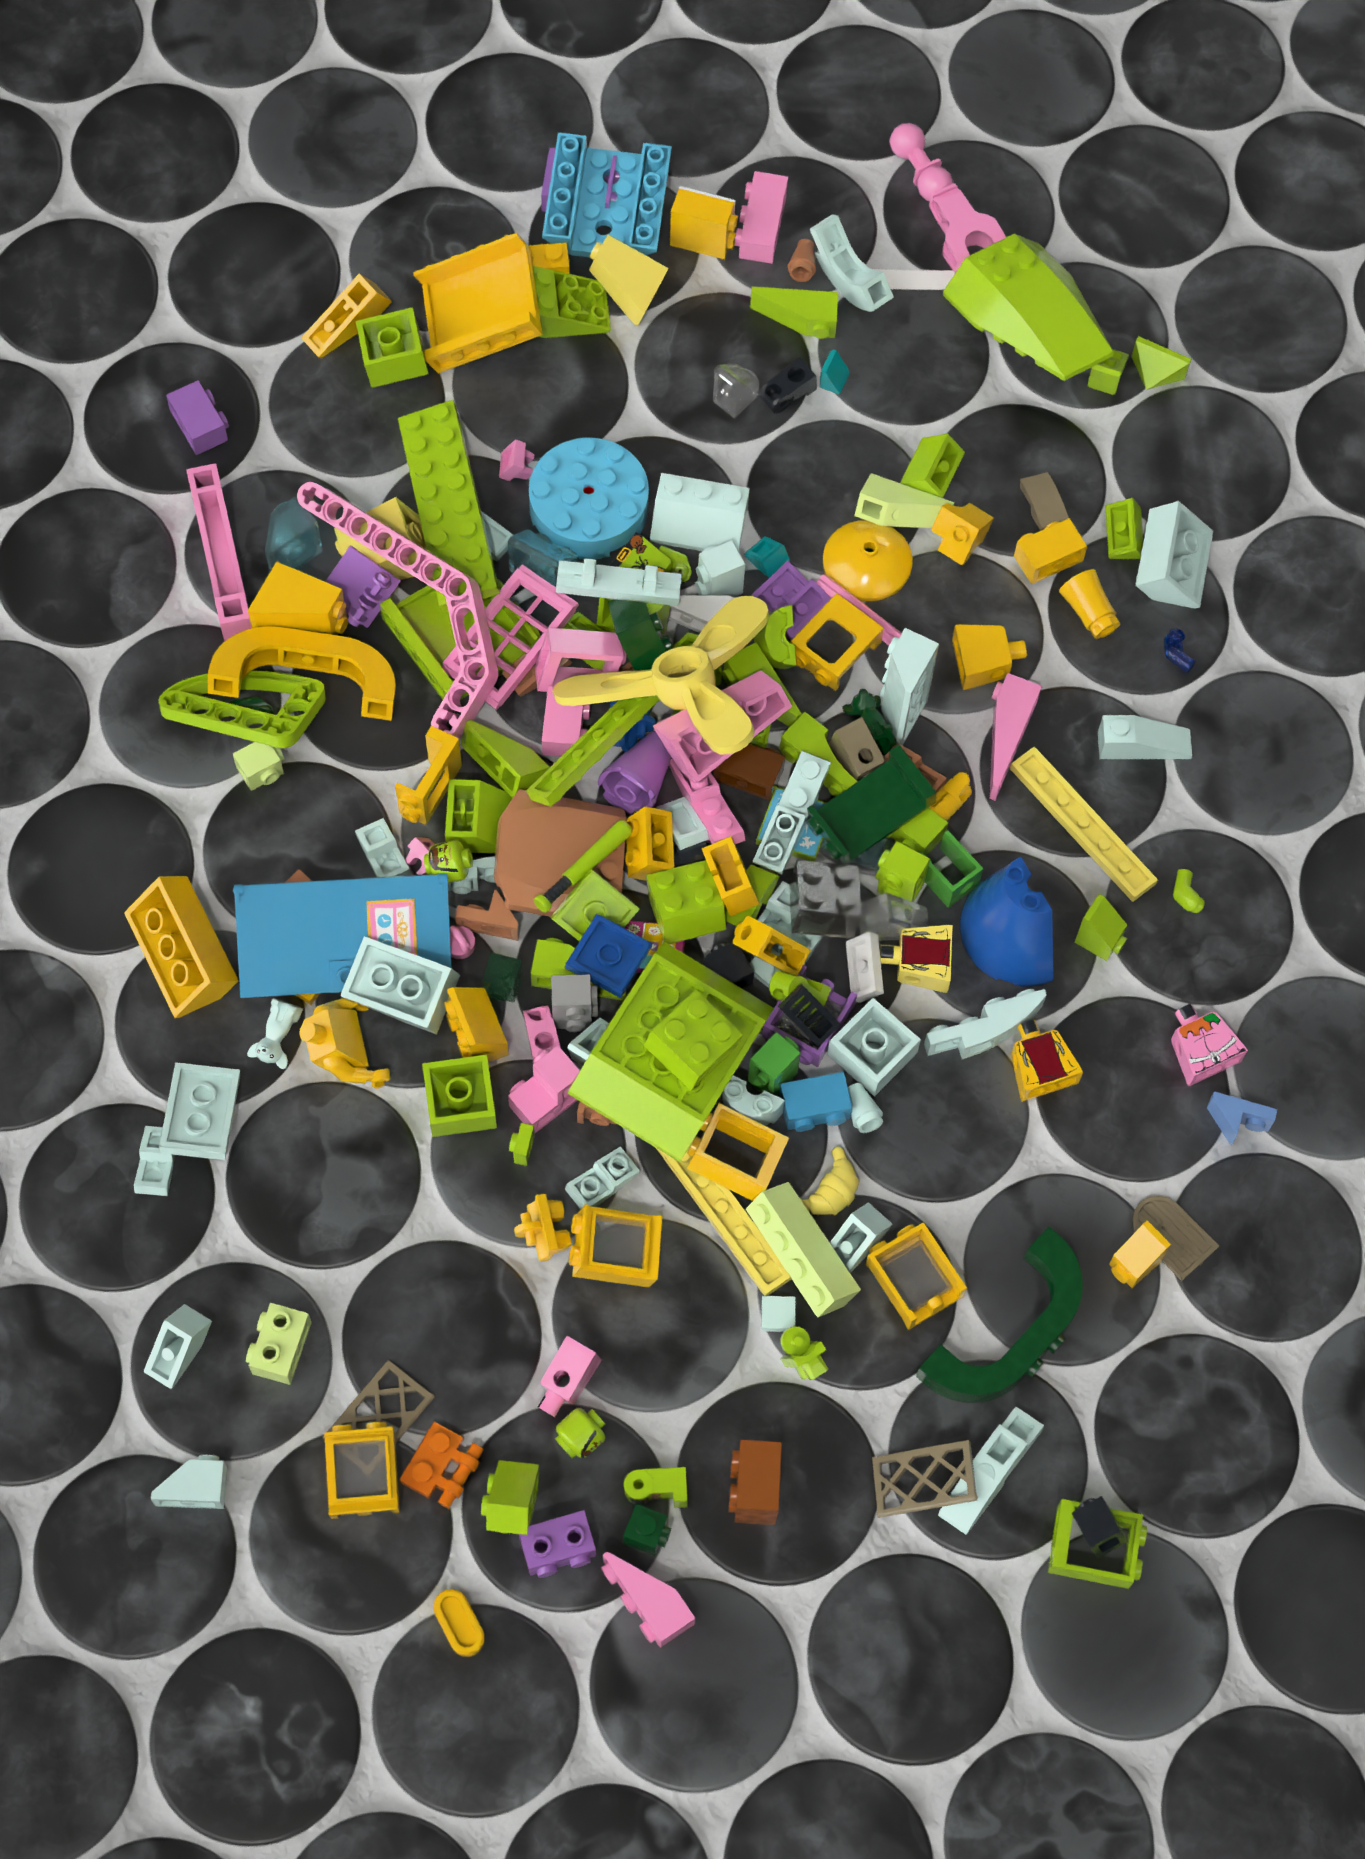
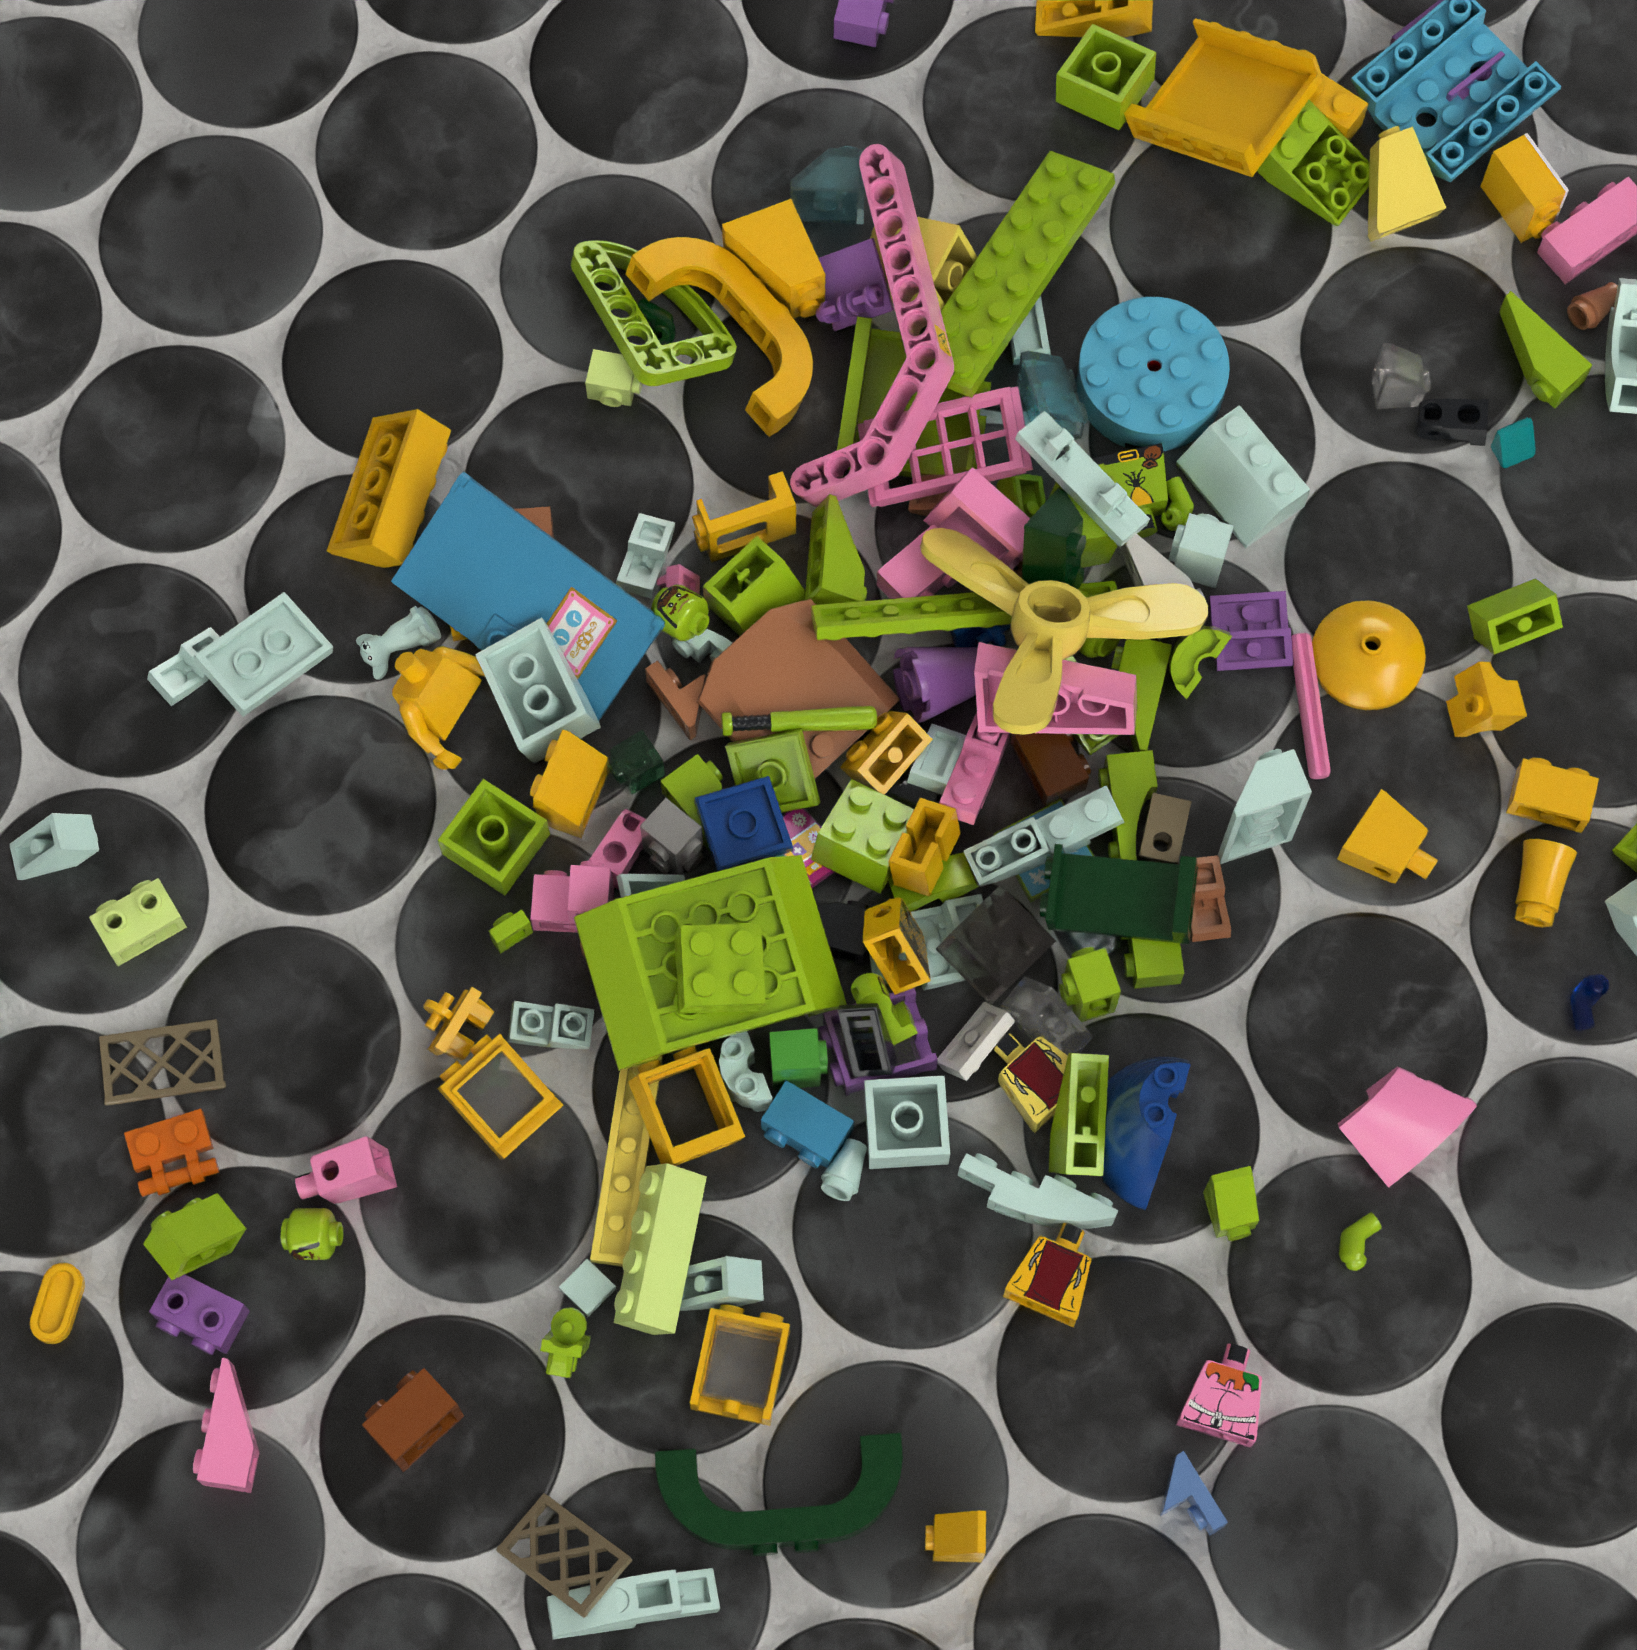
camera: 45 degrees right, 5 degrees up
(219, 550) = (788, 110): bright pink arch -> none
(361, 1470) = (98, 1096): window -> none
(461, 942) = (635, 697): bright pink tile -> none
(513, 461) = (1116, 279): bright pink tile -> none
(647, 1530) = (283, 1372): dark green brick -> none
(657, 1483) = (324, 1333): lime leg -> none
(767, 556) = (1273, 570): teal slope -> none
(835, 1188) = (749, 1221): light yellow piece -> none
(865, 706) = (1203, 833): dark green animal -> none
(867, 634) = (1286, 702): yellow window -> none
(897, 504) = (1444, 622): yellowish green slope -> none
(952, 796) = (1215, 952): yellow hinge -> none
(964, 862) = (1142, 1046): bright green piece -> none
(973, 956) = (1080, 1117): none -> lime slope
(1011, 715) = (1357, 922): bright pink slope -> none
(1044, 499) = (1600, 740): dark tan slope -> none
(1083, 824) = (1320, 1088): light yellow plate -> none
(1142, 739) = (1463, 1057): light aqua slope -> none
(1148, 803) = (1403, 1122): none -> bright pink slope
(1188, 1241) = (1018, 1547): dark tan window -> none

